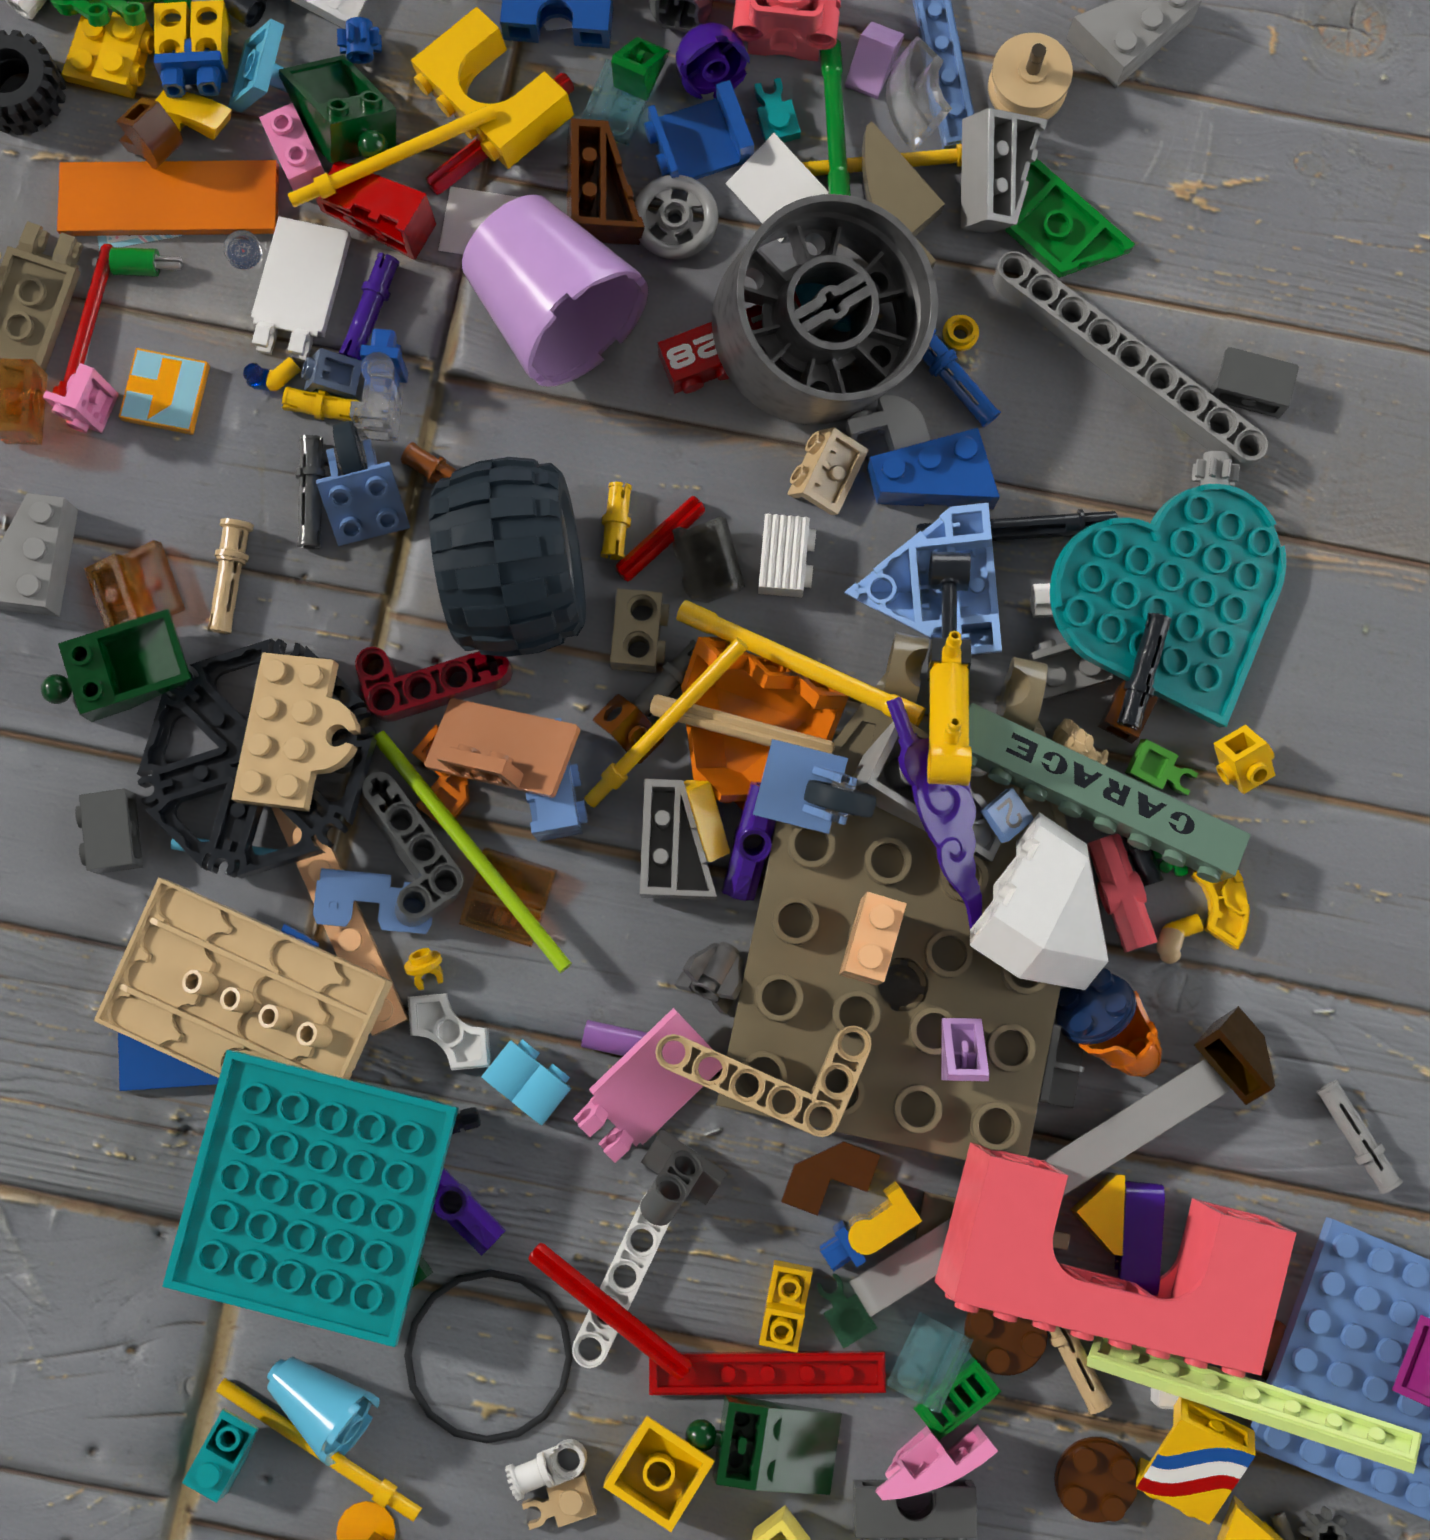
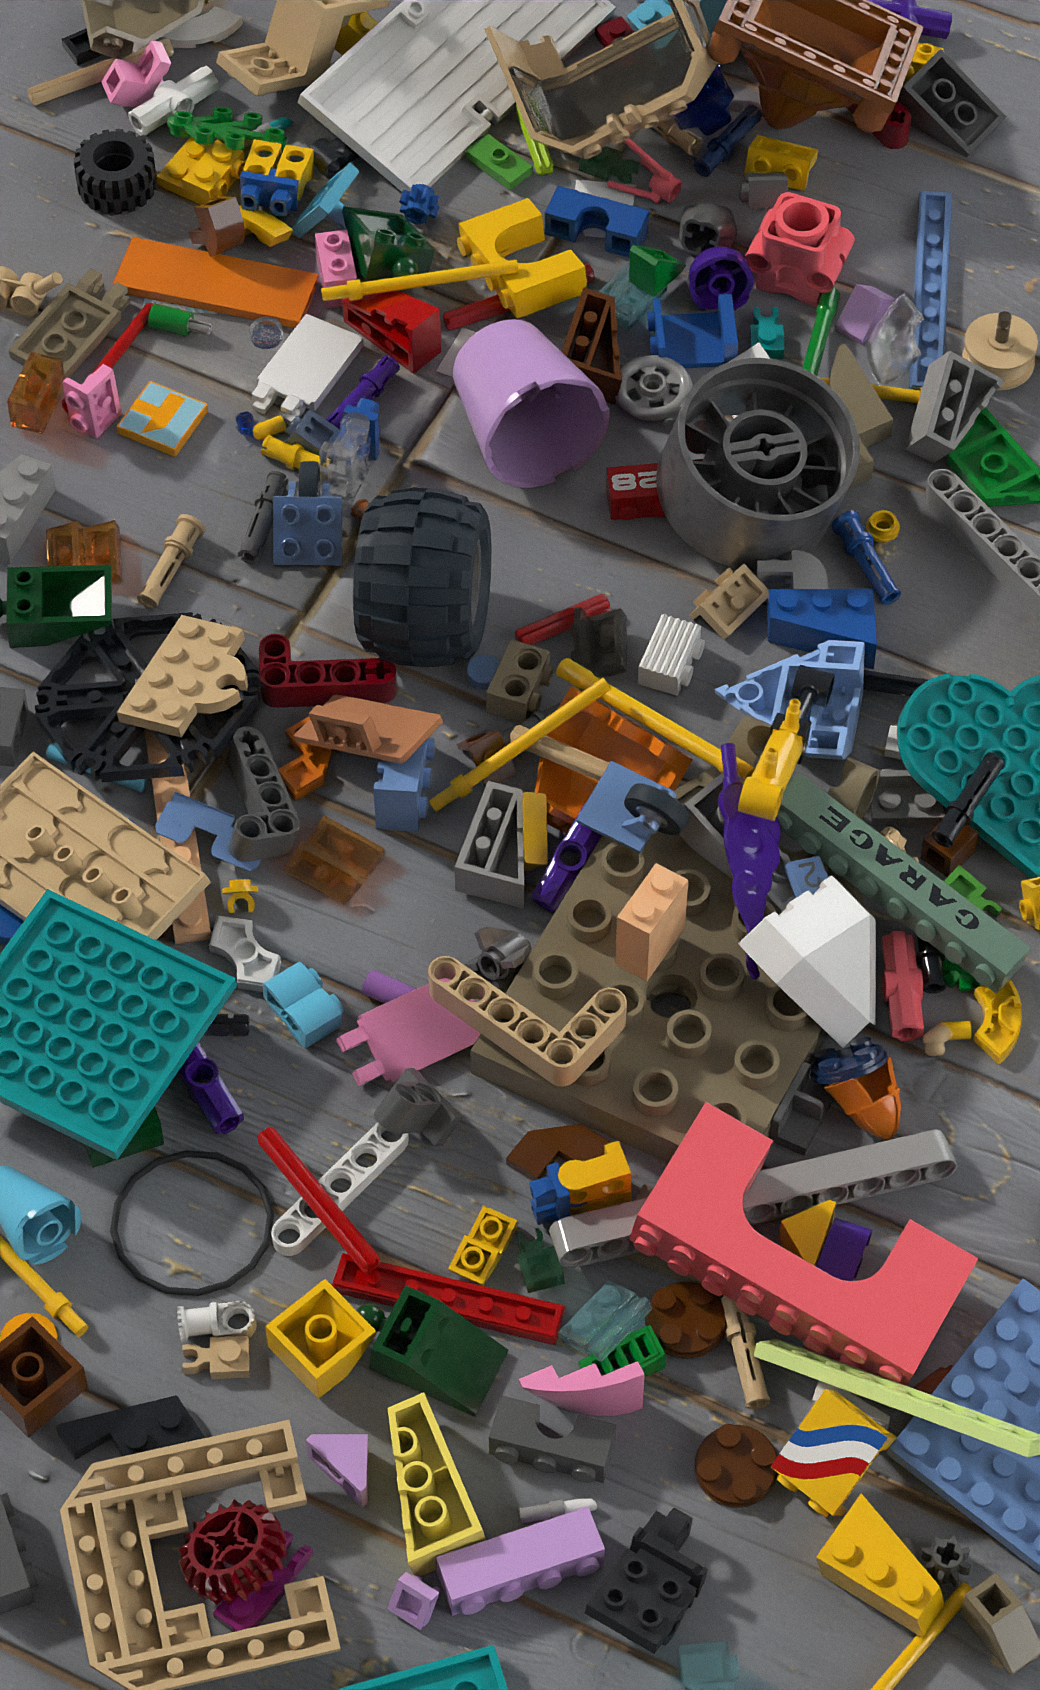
camera: 15 degrees right, 25 degrees down
(472, 852) = (315, 813): lime piece -> none
(598, 624) = (481, 671): none -> medium blue tile
(616, 520) = (527, 597): yellow pin -> none
(963, 1050) = (708, 1047): lavender slope -> none
(1238, 1055) = (971, 1131): dark brown slope -> none

